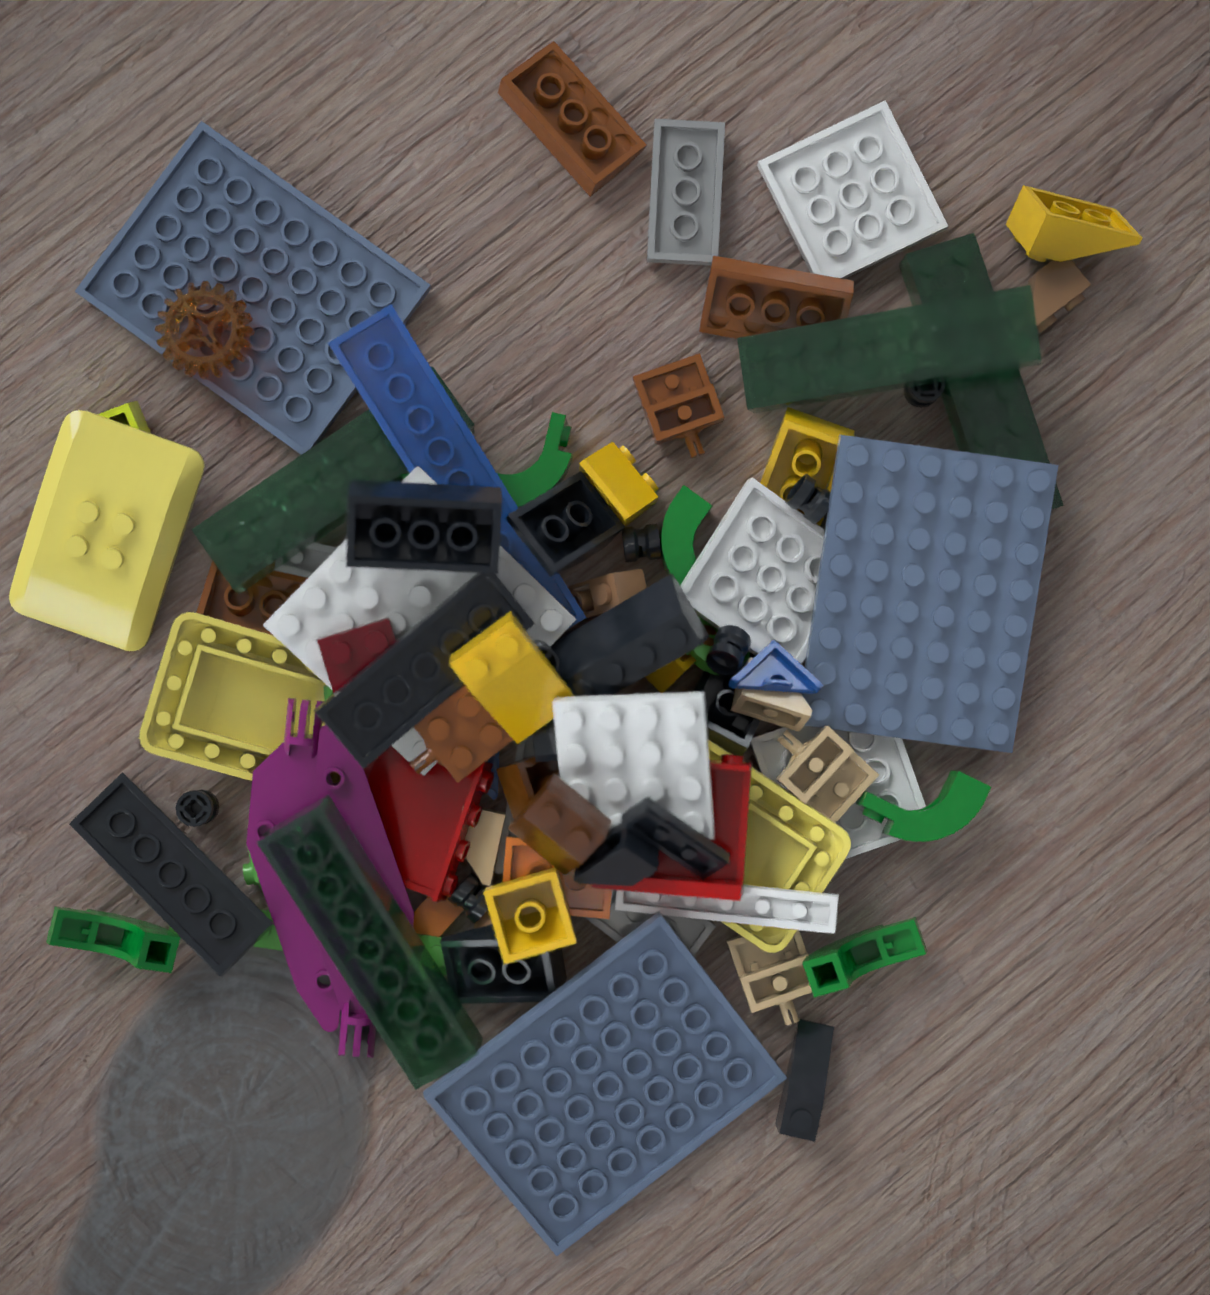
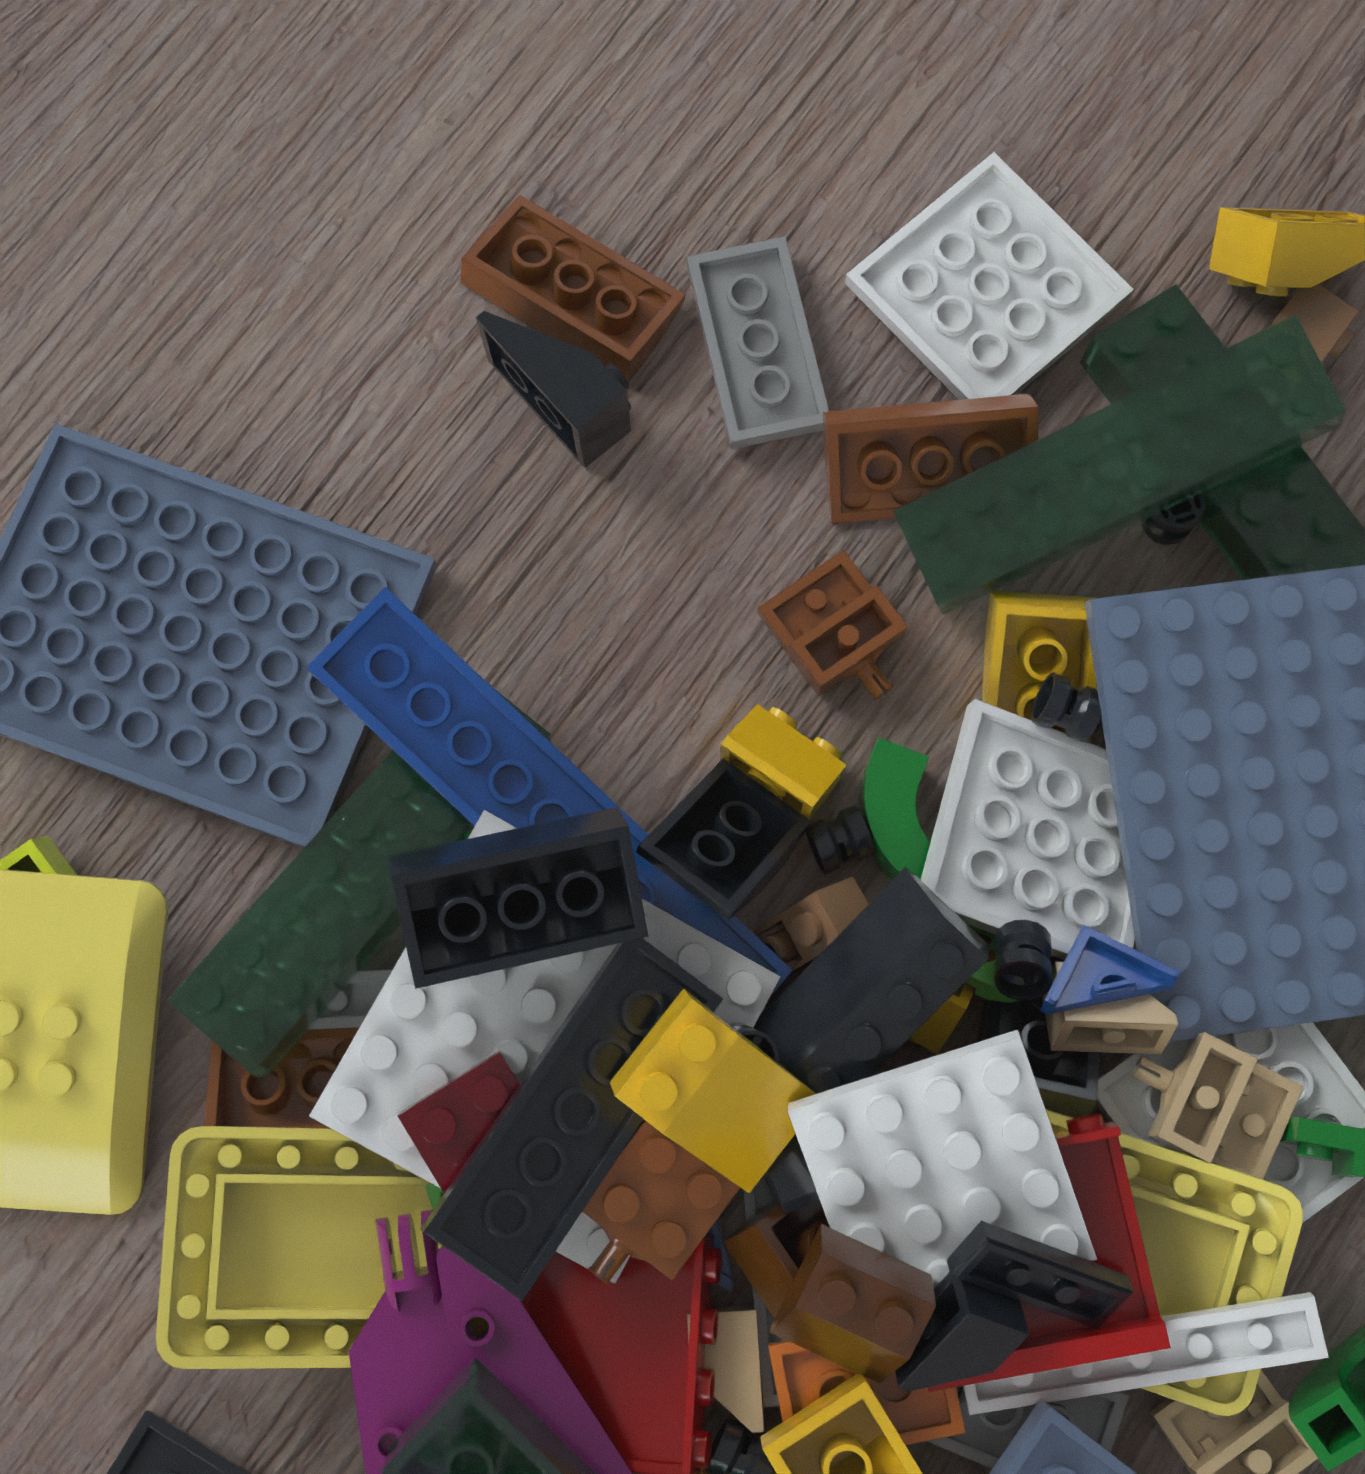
camera: 10 degrees left, 10 degrees down
(193, 337) = (107, 721): clear orange gear -> none
(205, 807) = (286, 1429): black wheel -> none
(546, 191) = (561, 384): none -> black slope
(547, 470) = (675, 768): green arch -> none

